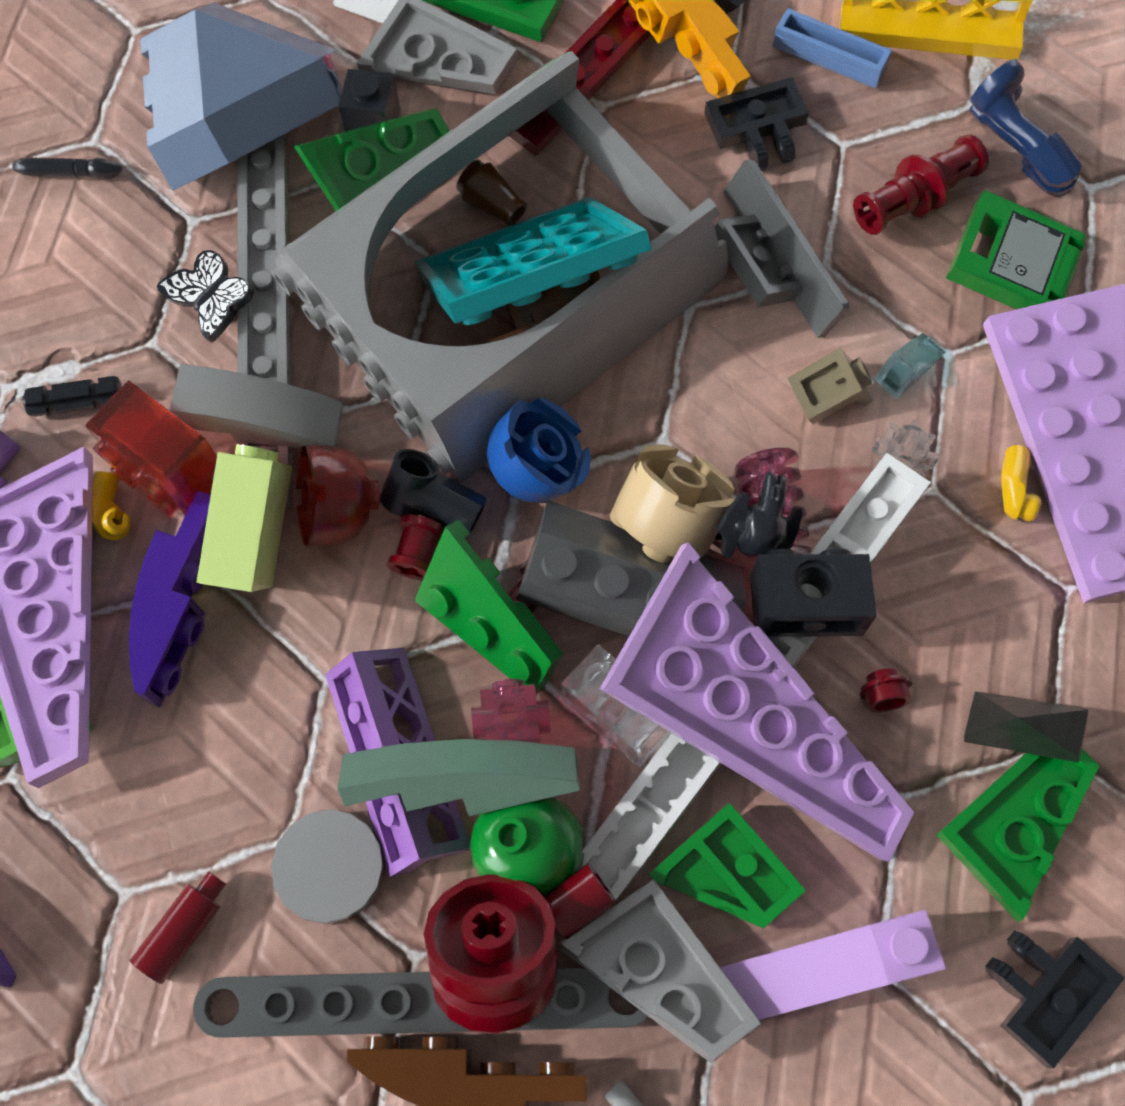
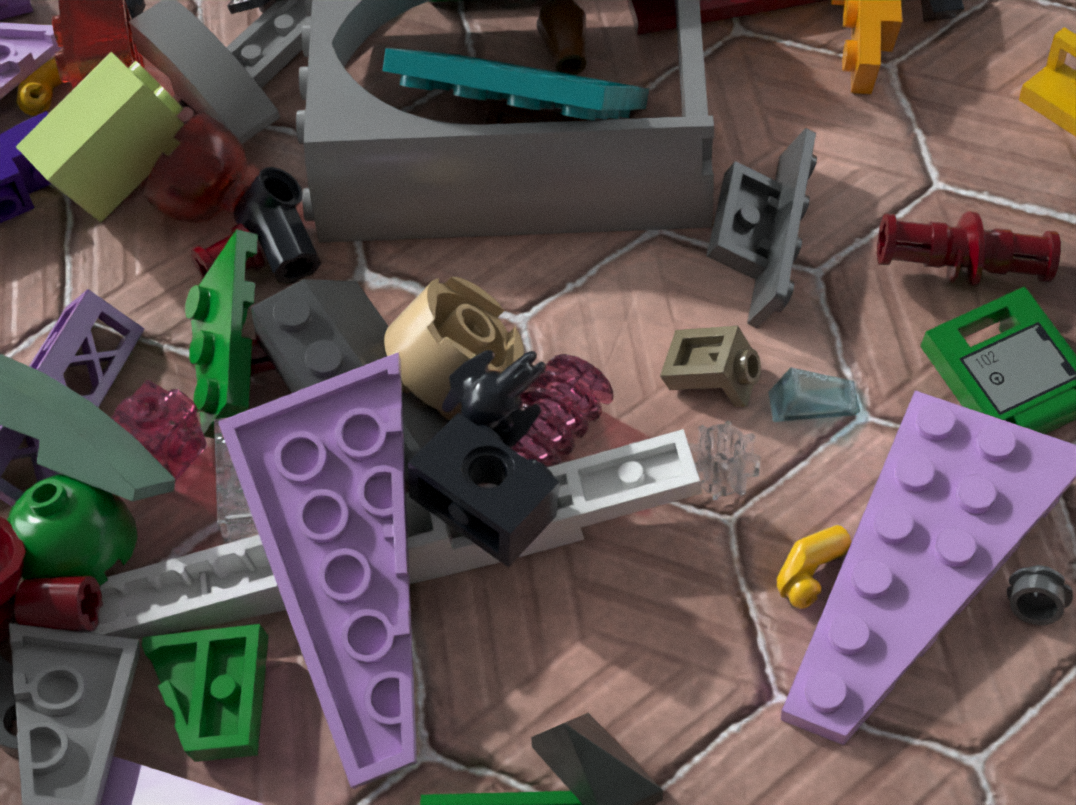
camera: 40 degrees right, 15 degrees down
(537, 452) = (388, 239): blue cylinder -> none
(757, 114) = (867, 108): black hinge -> none
(831, 48) = (997, 95): medium blue piece -> none
(886, 690) = (500, 646): dark red plate -> none

